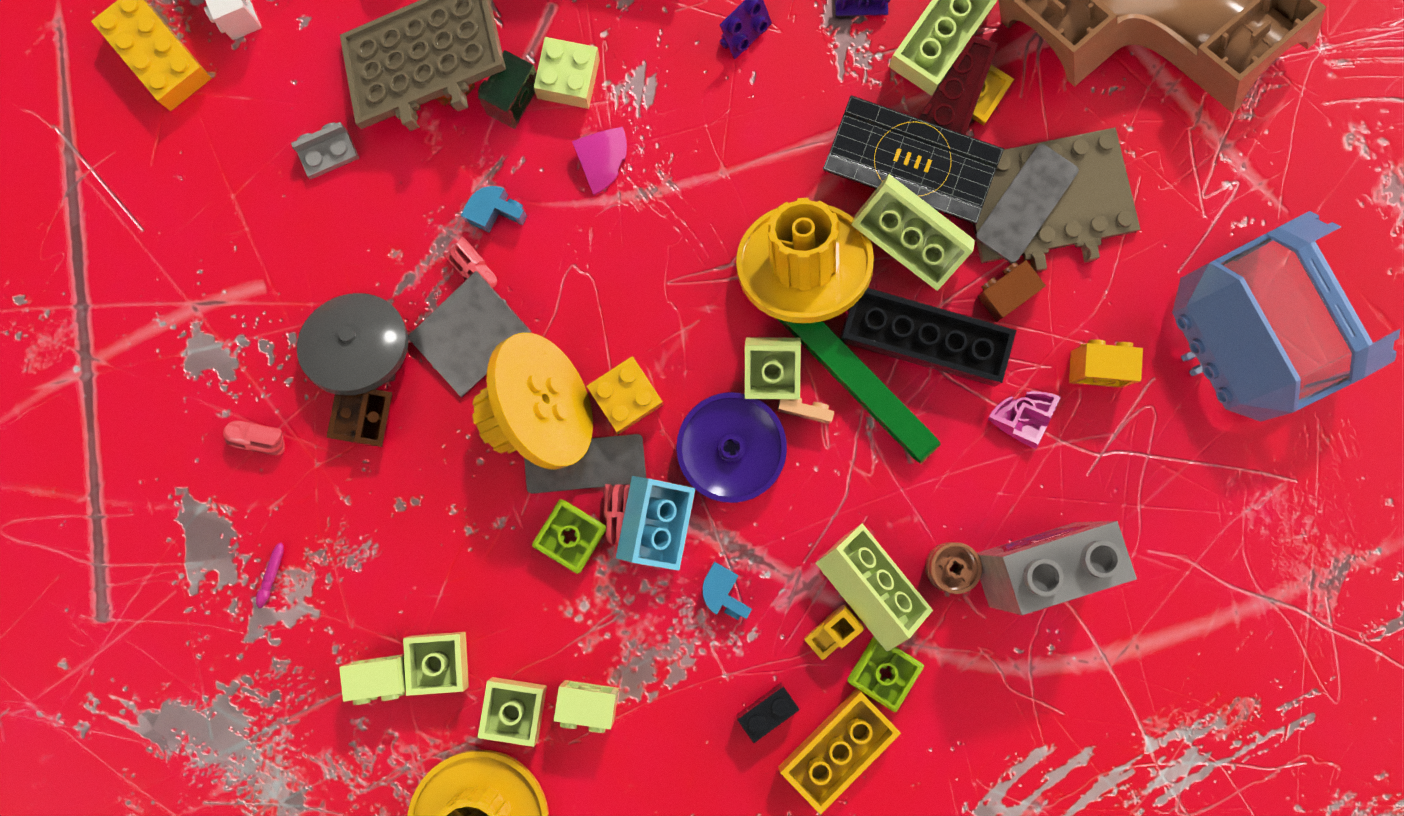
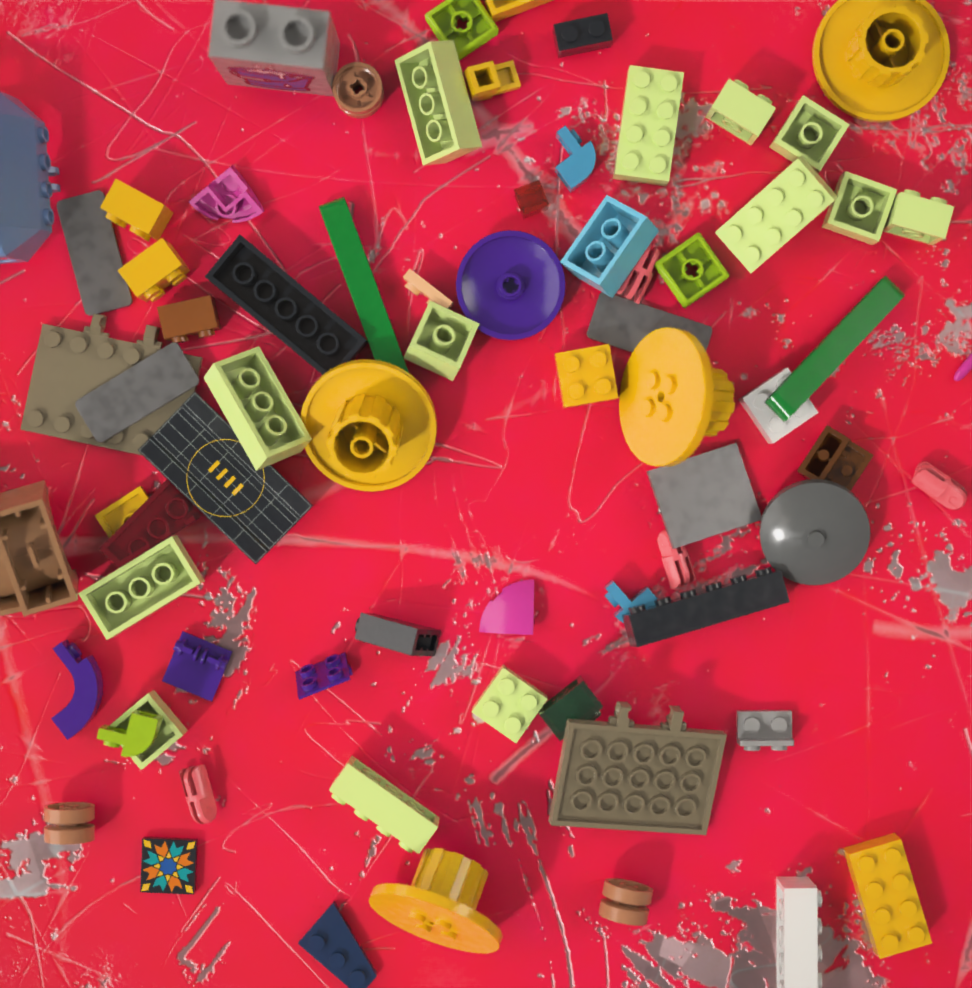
camera: 155 degrees left, 5 degrees up
(403, 518) = (834, 349): none -> green beam
(424, 230) = (705, 608): none -> black brick
(435, 445) = (764, 418): none -> white brick
(510, 621) = (776, 214): none -> yellowish green brick
(668, 655) = (648, 125): none -> yellowish green brick
(694, 89) = (397, 635): none -> slope
(748, 536) = (531, 199): none -> clear red brick
(1064, 317) = (154, 271): none -> yellow brick
(1122, 311) = (93, 253): none -> flat silver piece

